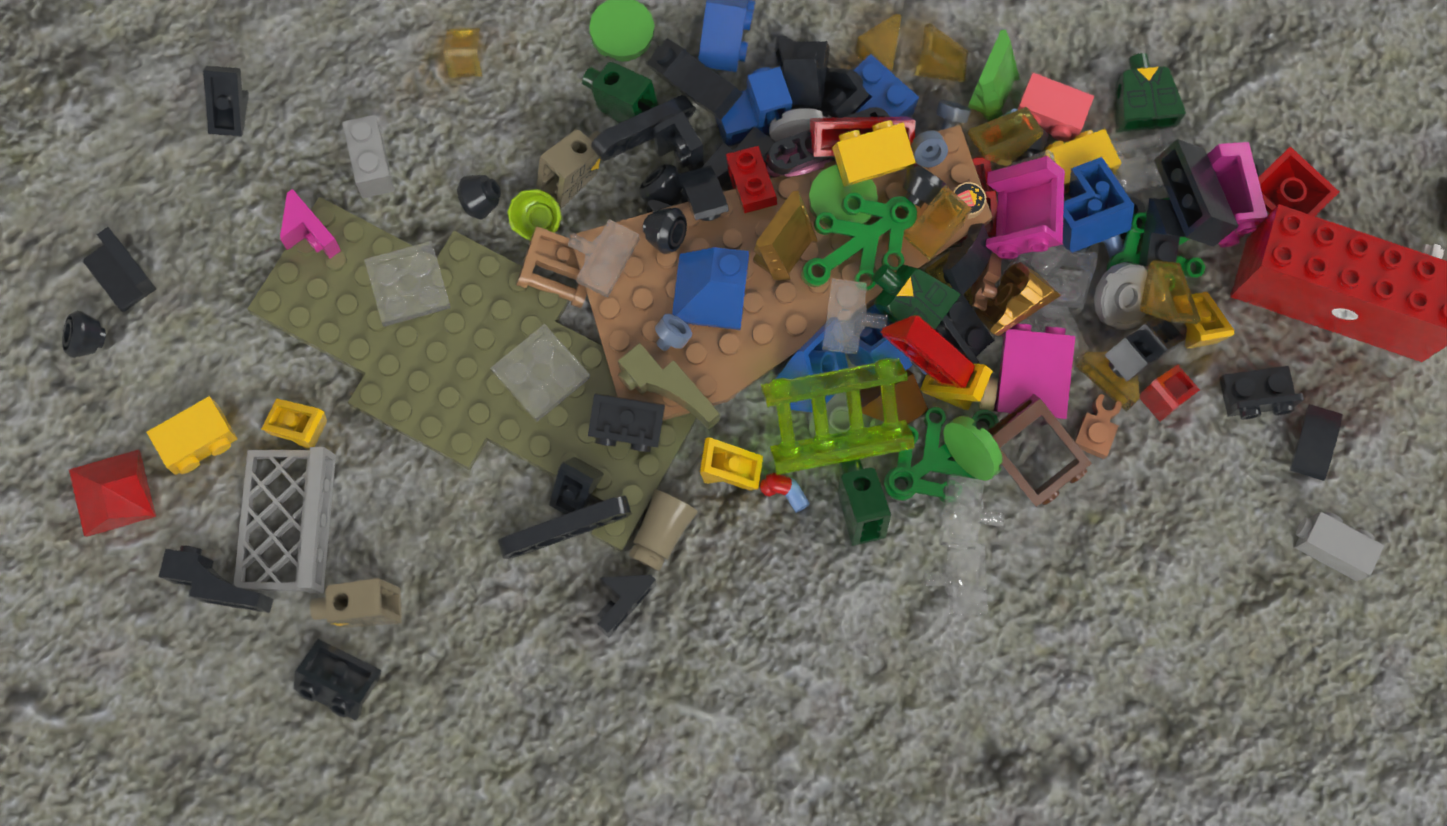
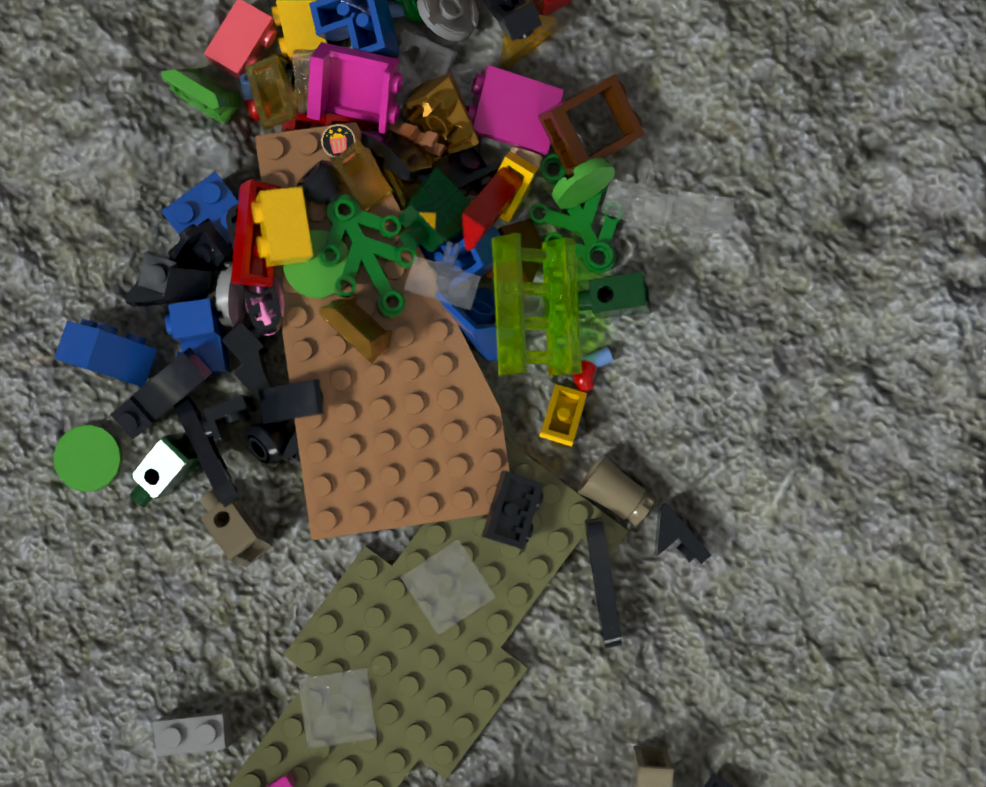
camera: 70 degrees left, 10 degrees up
(463, 52) = (88, 623): clear yellow slope -> none
(478, 195) = (251, 626): black cone -> none
(533, 209) = (281, 572): lime hair -> none
(551, 253) = (325, 557): medium nougat plate -> none
(574, 485) = (563, 566): black slope -> none
(605, 256) = (344, 508): clear plate -> none
(645, 374) = (469, 487): olive slope -> none
(665, 229) = (326, 445): black cone -> none
(672, 332) = (432, 452): sand blue tile -> none
(711, 287) = (392, 409): blue slope -> none
(751, 179) = (283, 352): red plate -> none
(880, 41) = (148, 198): clear yellow slope -> none
(929, 149) = (281, 170): sand blue tile -> none
(940, 56) = (168, 142): clear yellow slope -> none
(952, 113) = (231, 140): sand blue tile -> none
(1096, 431) = (573, 64): nougat plate -> none

